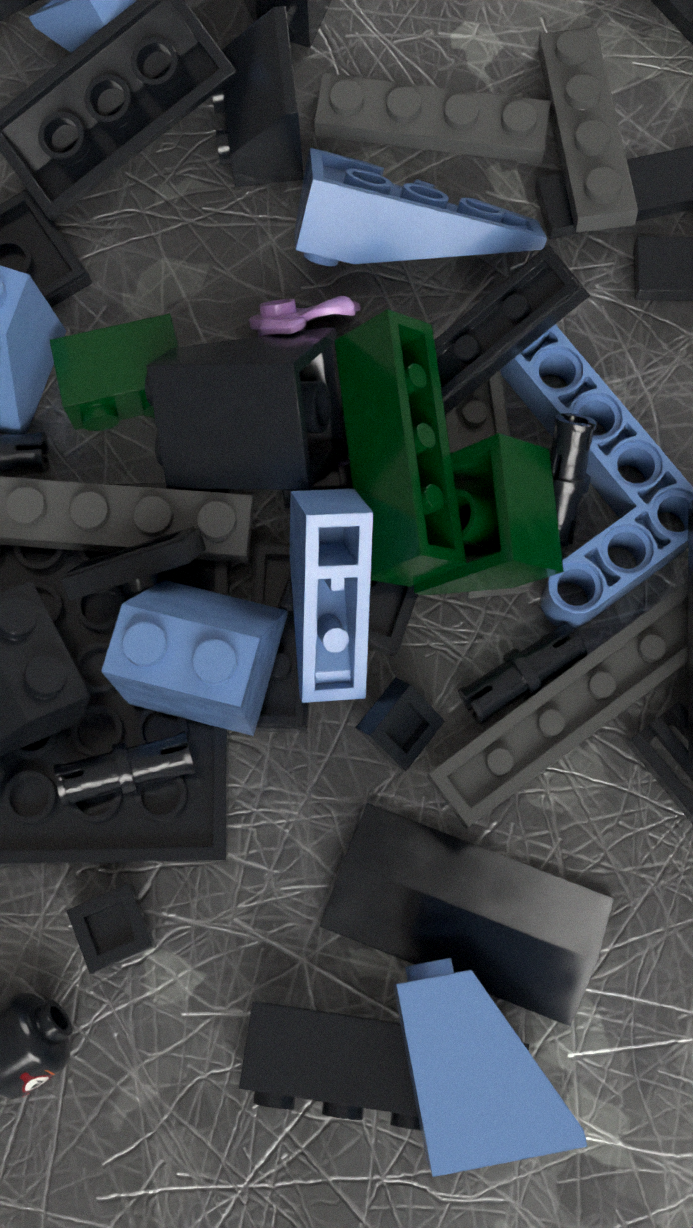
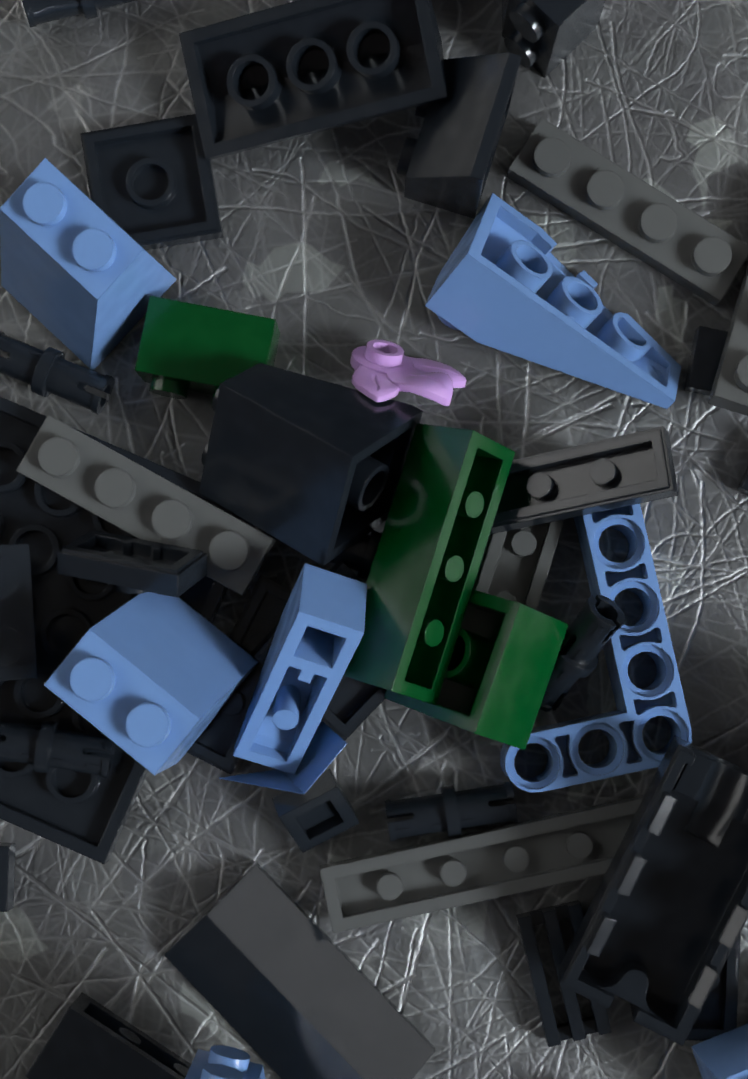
camera: 25 degrees right, 10 degrees up
(379, 673) = (318, 756): none -> medium blue sticker

